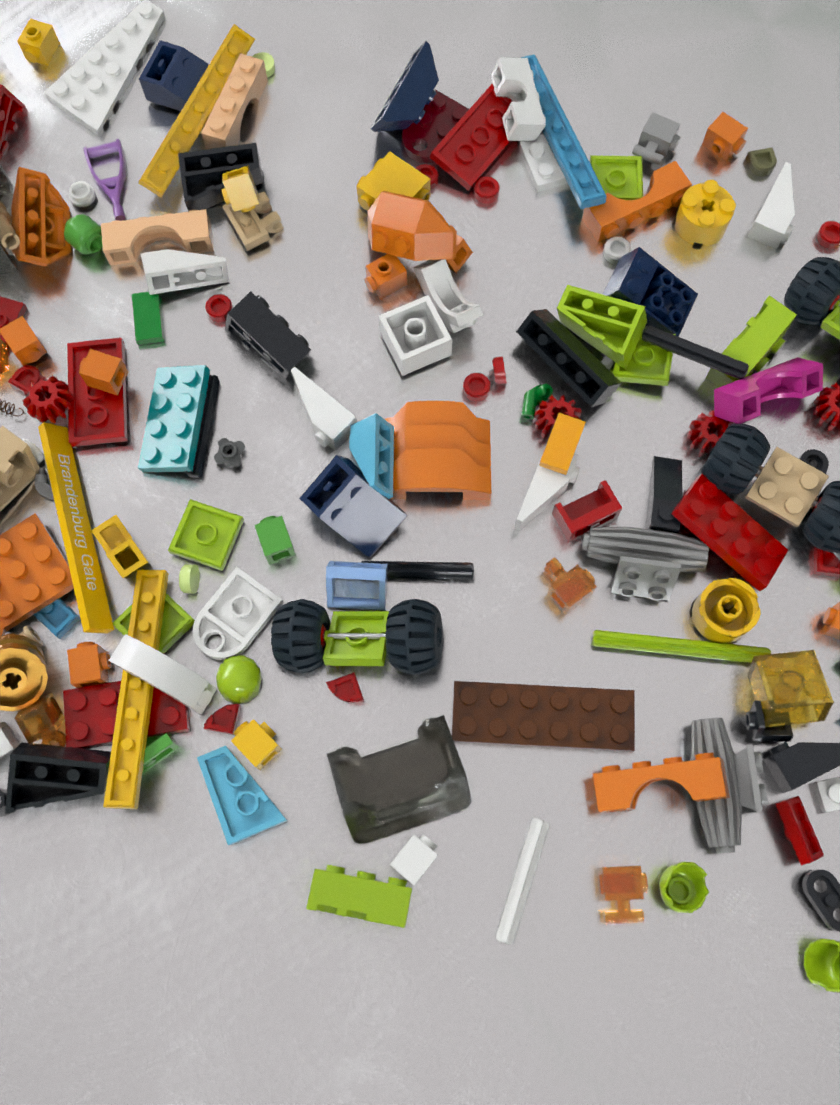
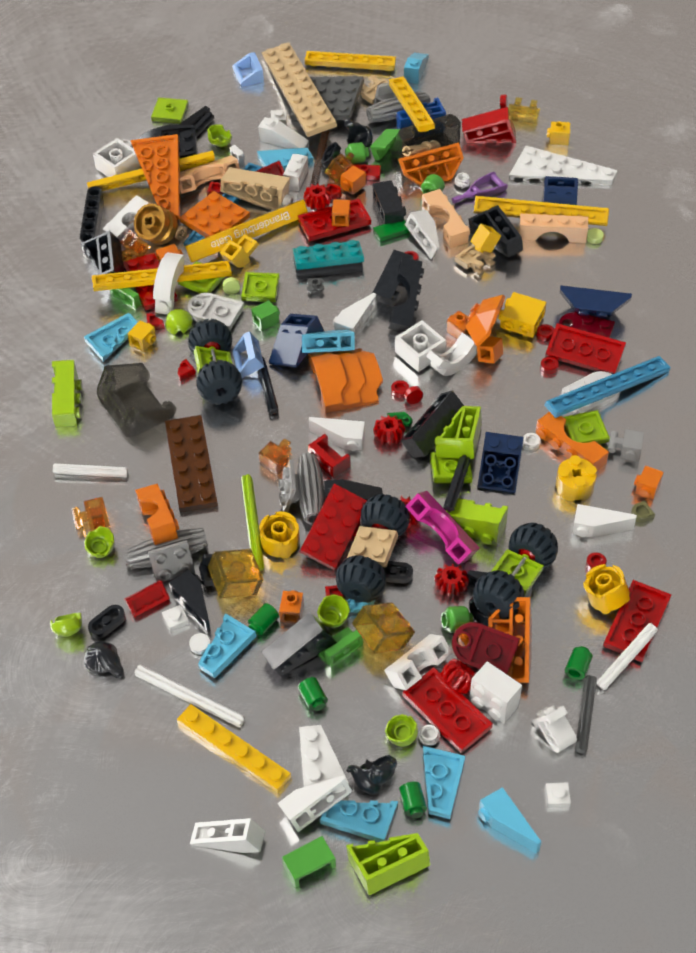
camera: 75 degrees right, 20 degrees down
(94, 304) = (388, 202): none -> black brick
(292, 305) = (409, 275): none -> black arch
(415, 858) = (91, 417): white brick -> none
(524, 116) = (604, 364): white arch -> none
(562, 443) = (365, 426): light orange tile -> none

